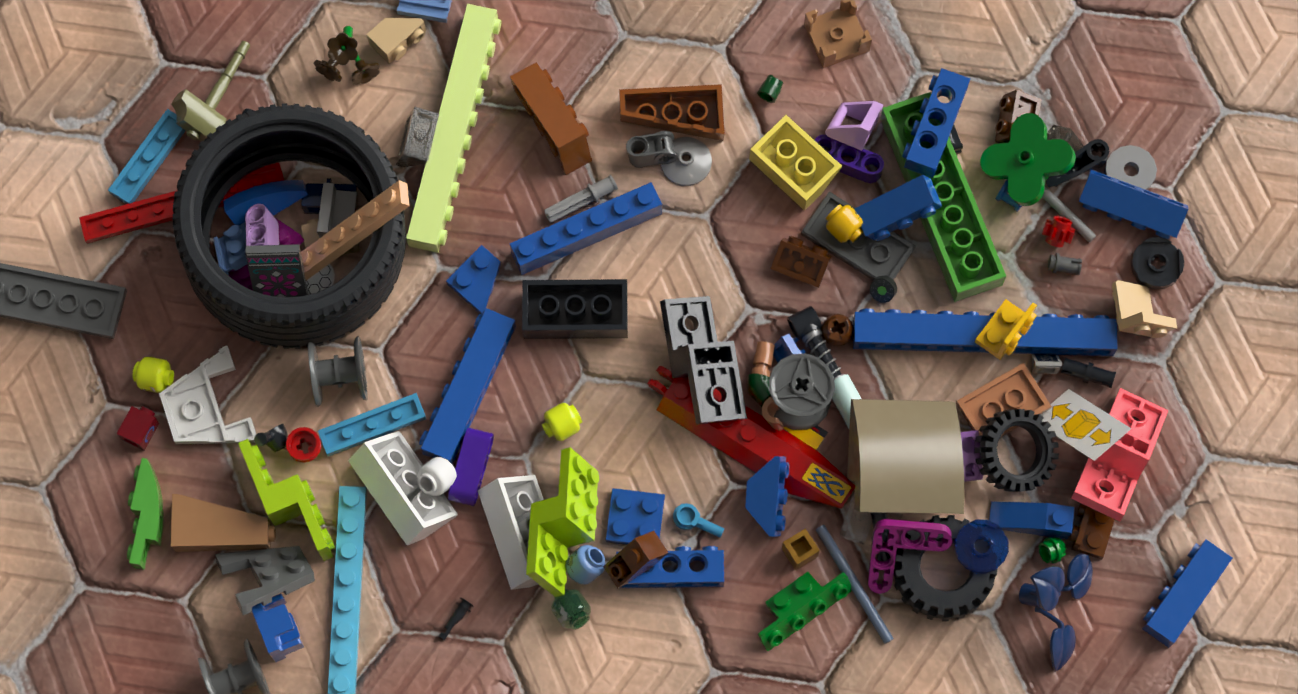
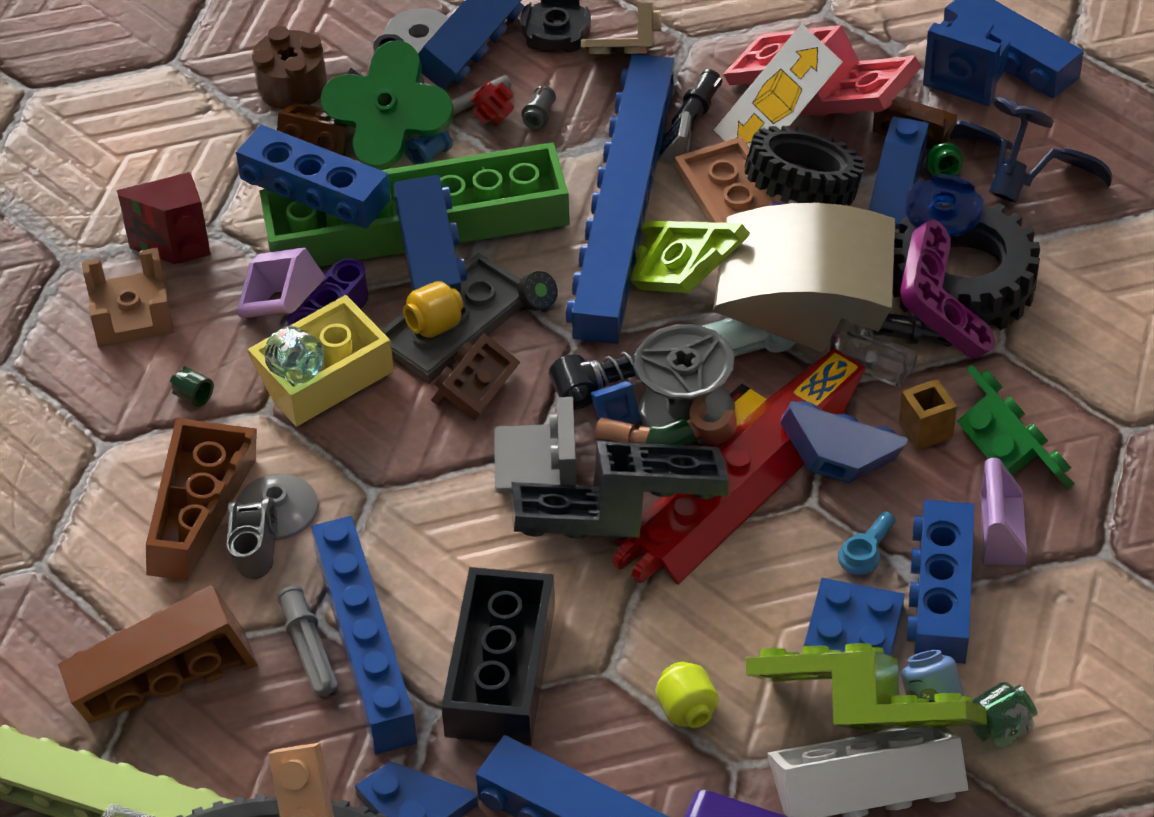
camera: 80 degrees left, 25 degrees down
(635, 558) = (938, 596): reddish brown slope -> none
(724, 603) = (1002, 517): none -> lavender tile
(741, 309) = (537, 451): none -> light grey bracket
(773, 143) = (294, 354): none -> clear light blue head
(840, 321) = (591, 342): reddish brown piece -> none
(856, 587) = (995, 367): sand blue piece -> none
(905, 43) = (165, 216): none -> dark red slope
(920, 375) = (683, 253): none -> lime wing
(1004, 329) = (638, 143): yellow bracket -> none
(1078, 76) = (289, 67): none -> reddish brown brick
(1153, 556) = (963, 59): none -> blue panel

